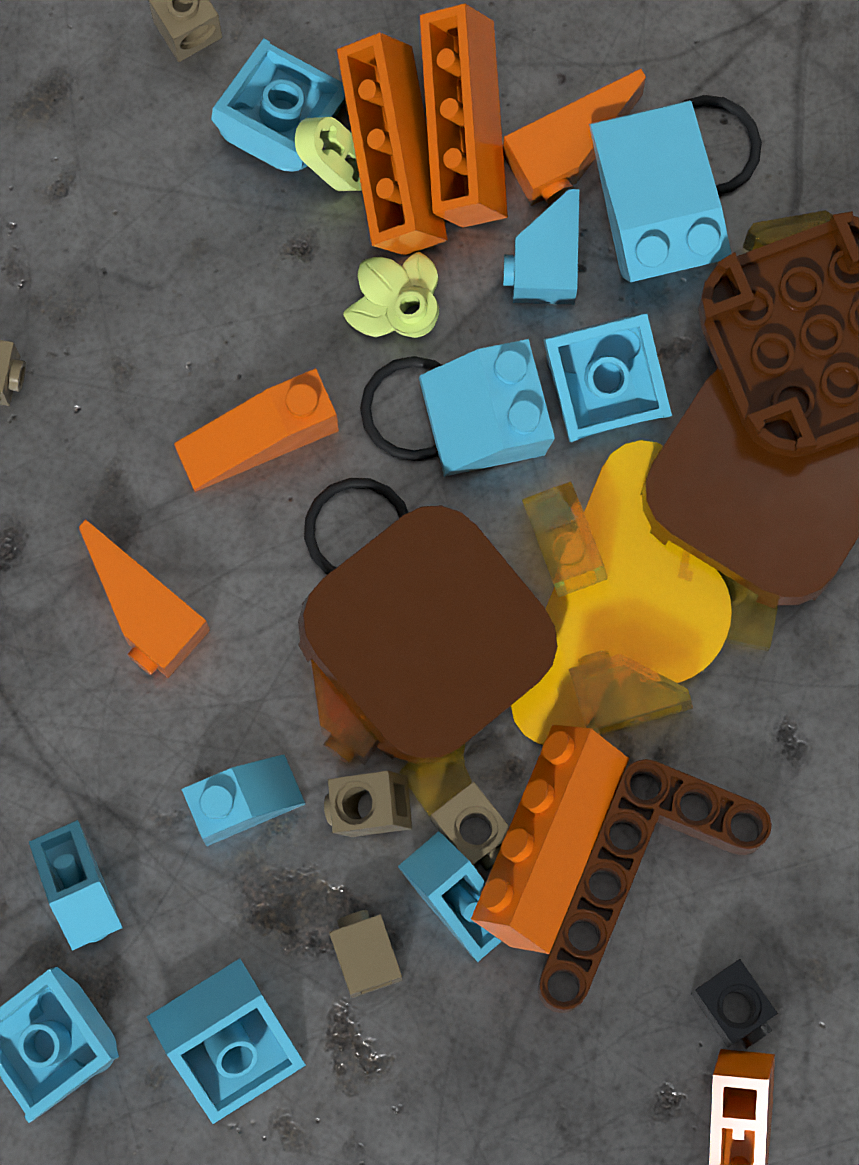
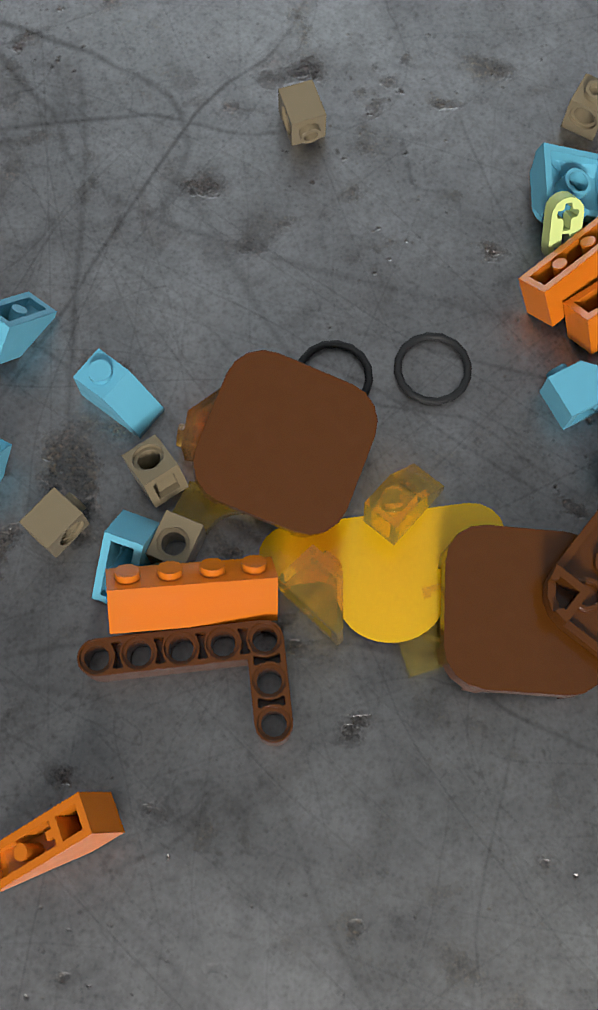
camera: 60 degrees right, 5 degrees down
(149, 614) = (207, 273): orange slope -> none
(259, 430) = (363, 284): orange slope -> none
(390, 292) = (496, 319): yellowish green plate -> none
(487, 408) = (458, 406): medium azure slope -> none
(607, 376) = (527, 468): medium azure slope -> none
(735, 980) = (140, 766): black brick -> none

